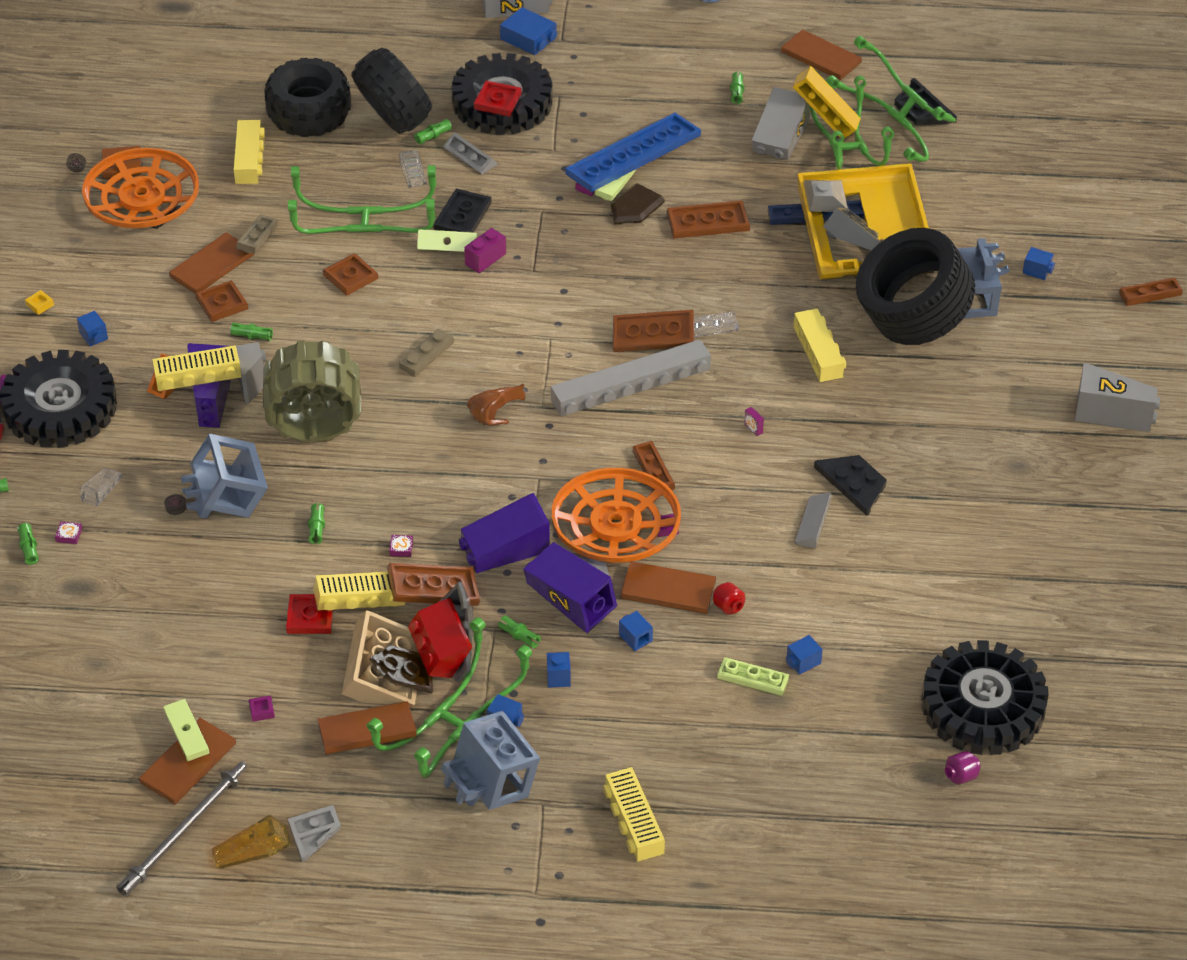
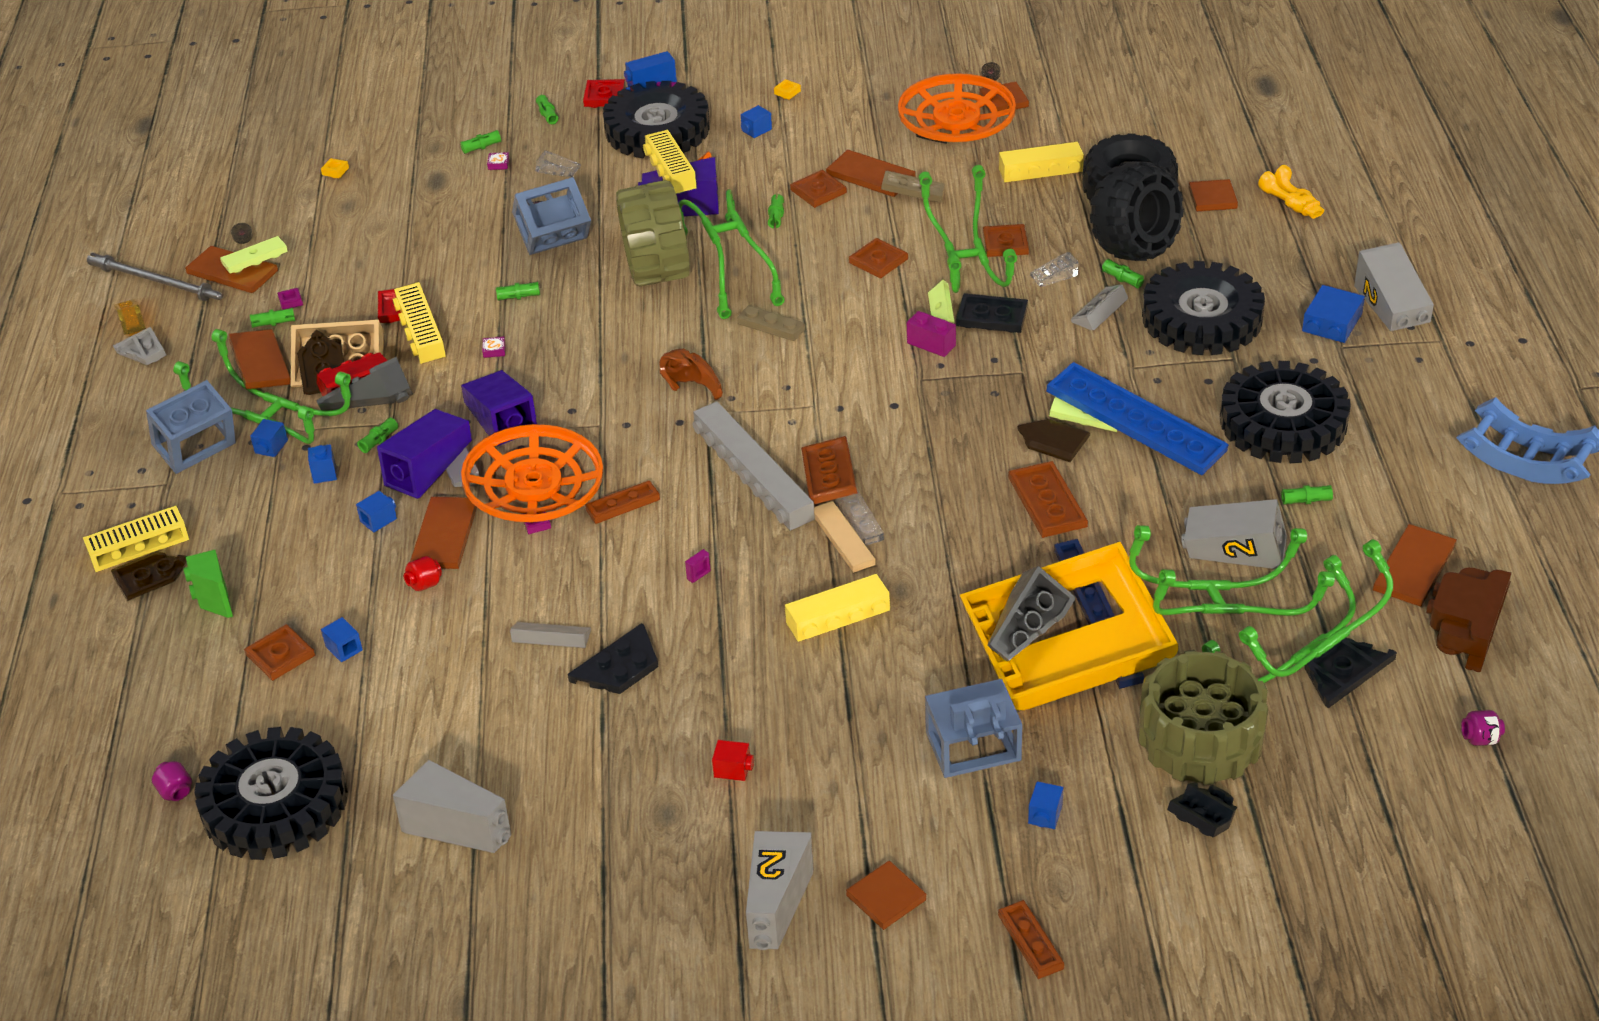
camera: 85 degrees right, 5 degrees down
(26, 669) = (334, 168): none -> yellow plate
(124, 751) = (241, 233): none -> clear smoke tile
(251, 367) = (709, 201): light grey slope -> none
(296, 719) = (272, 317): none -> bright green pin
(321, 333) = (733, 223): none -> bright green bar
(341, 59) = (1213, 195): none -> dark orange tile
(353, 192) = (1005, 237): none -> dark orange tile
(362, 19) = (1298, 199): none -> yellow piece
(429, 582) = (430, 366): dark orange tile -> none
(497, 98) = (1167, 291): red plate -> none
(621, 79) = (1307, 414): none -> black wheel
(682, 807) = (147, 574): none -> dark brown tile
(725, 741) = (208, 583): none -> bright green slope
(734, 335) = (843, 537): none -> tan tile
(753, 676) = (319, 608): yellowish green tile -> none
(805, 704) = (279, 652): none -> dark orange tile
(824, 195) = (1088, 568): light grey slope -> none
(826, 102) = (1270, 552): yellow brick -> none
(889, 36) = (1468, 612): none -> reddish brown brick
(898, 261) = (911, 652): black tyre -> none
(977, 419) = (732, 760): none -> red brick
(978, 168) = (1203, 717): none -> olive wheel
(990, 56) = (1482, 728): none -> magenta head
(1020, 575) = (451, 810): none -> light grey slope
(1047, 191) = (1206, 809): none -> black slope
(1109, 354) = (886, 895): none -> dark orange tile

